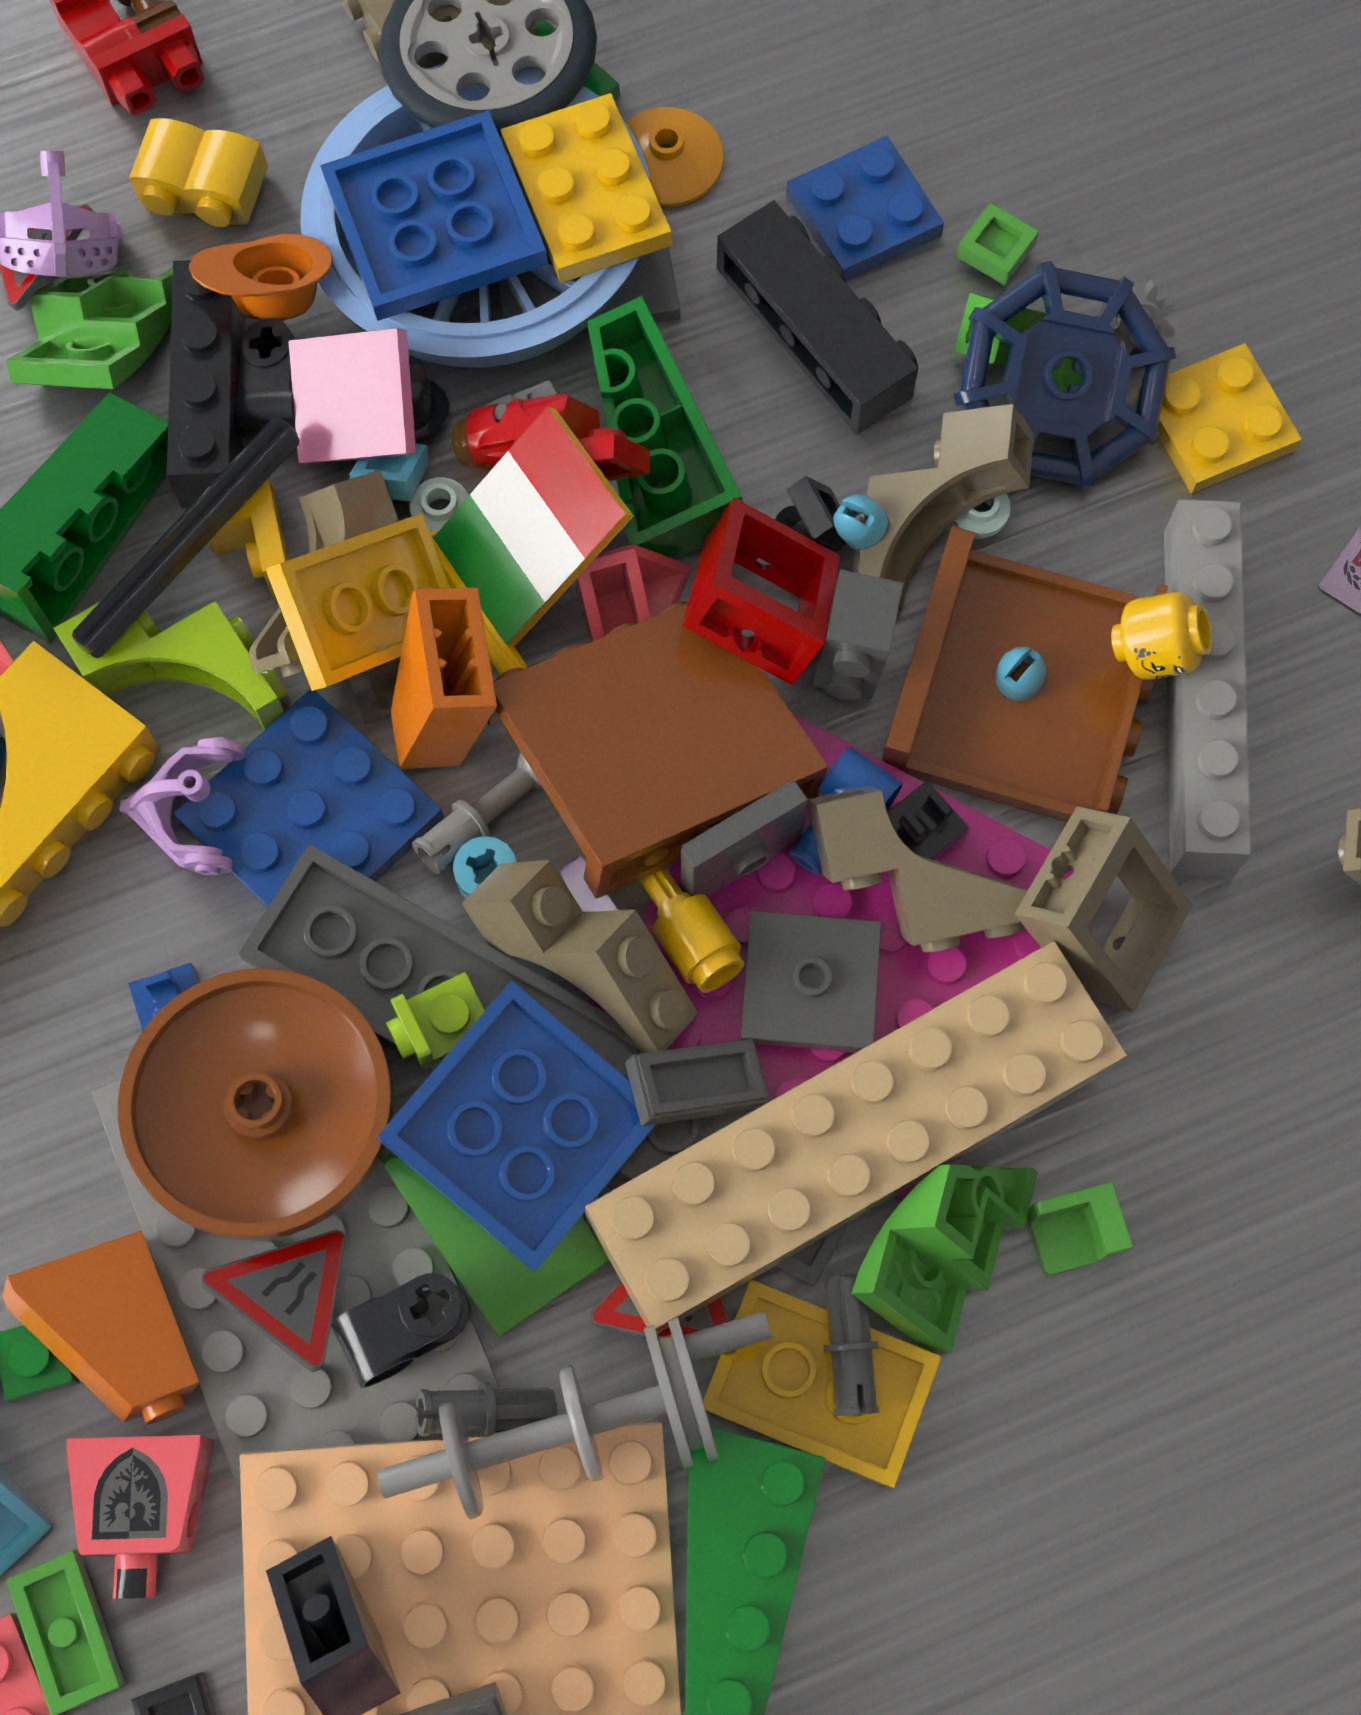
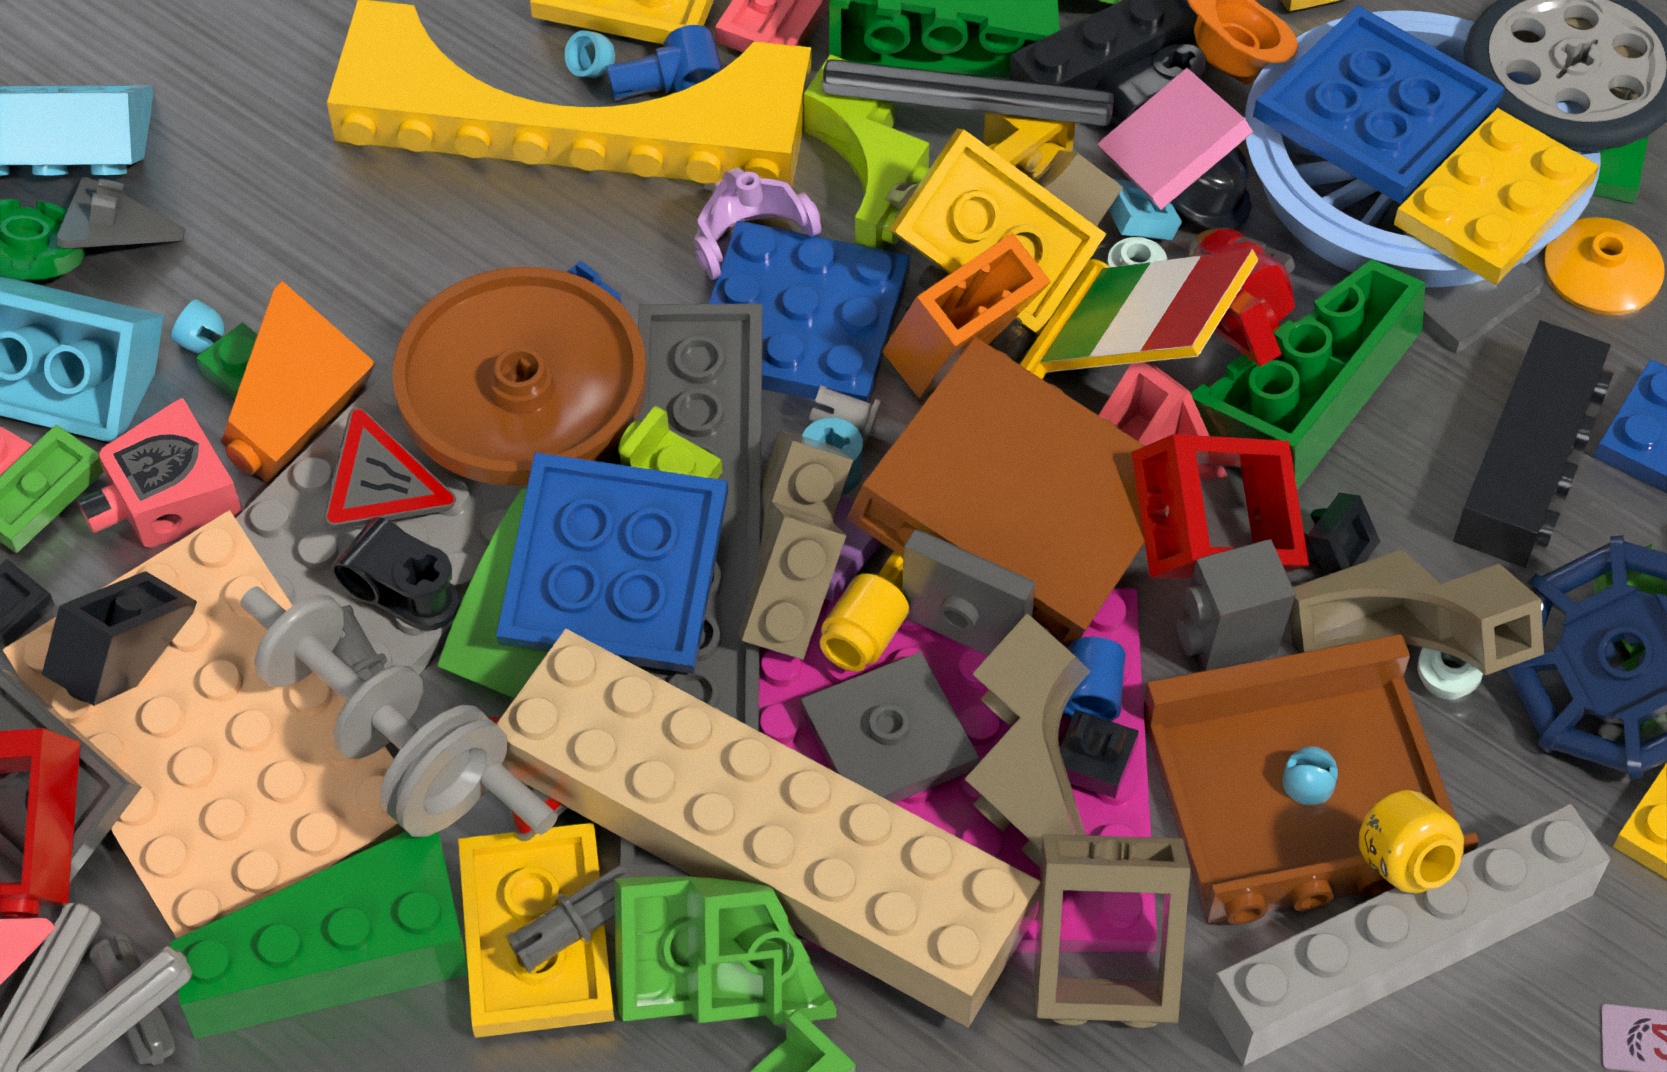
camera: 60 degrees right, 15 degrees down
(696, 1082) = (734, 673): dark grey tile -> none
(855, 532) = (1348, 556): medium azure hinge -> none

